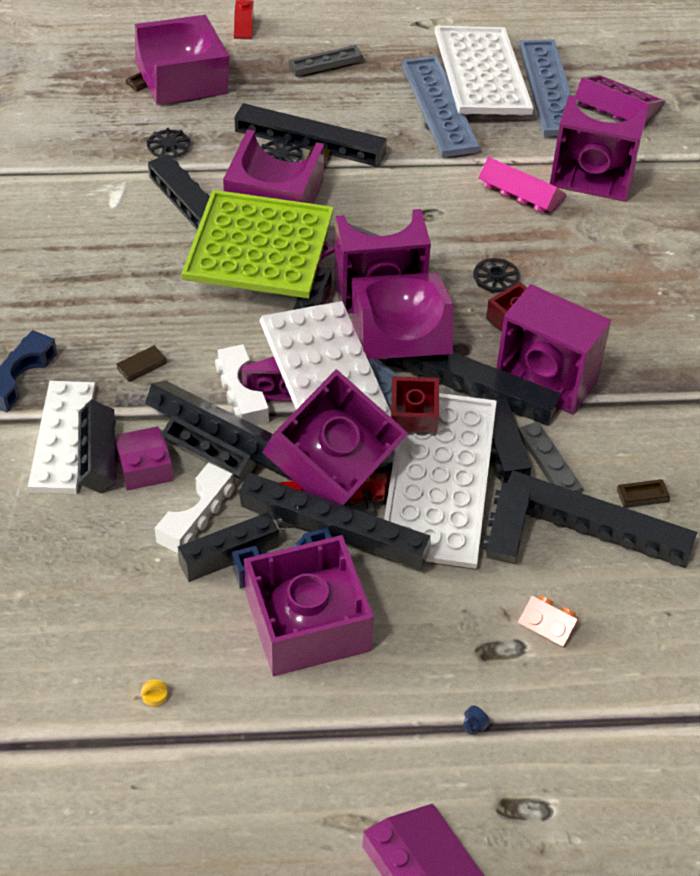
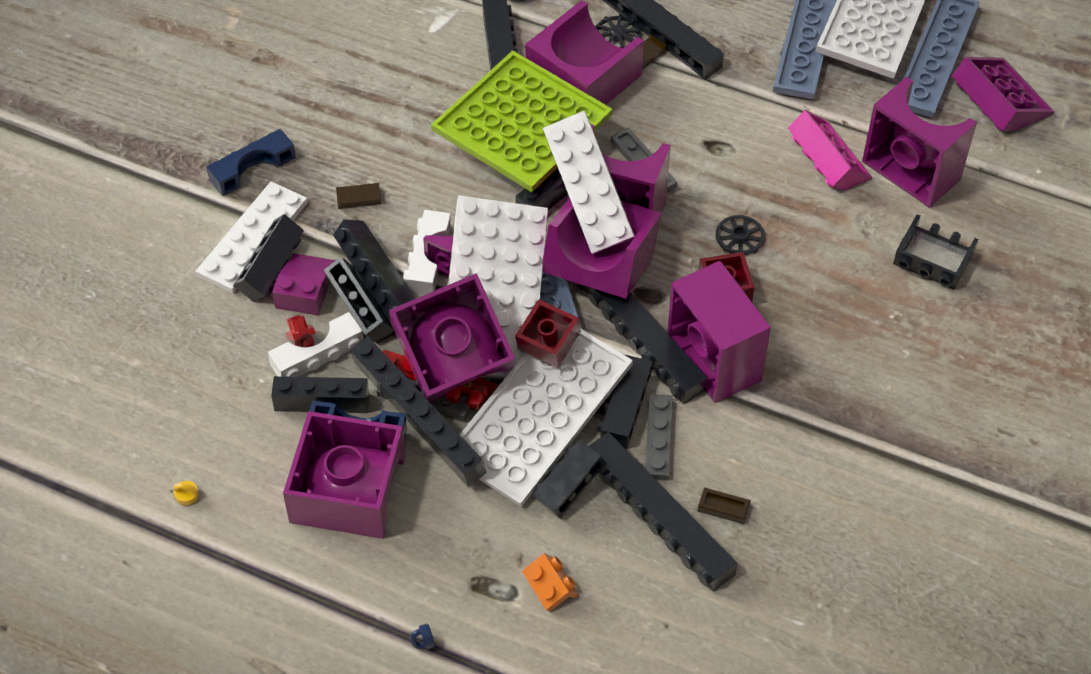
camera: 30 degrees right, 5 degrees up
(171, 497) = (300, 331): none -> red hips
(371, 263) = (588, 182): none -> white plate
(662, 235) = (934, 255): none -> black window

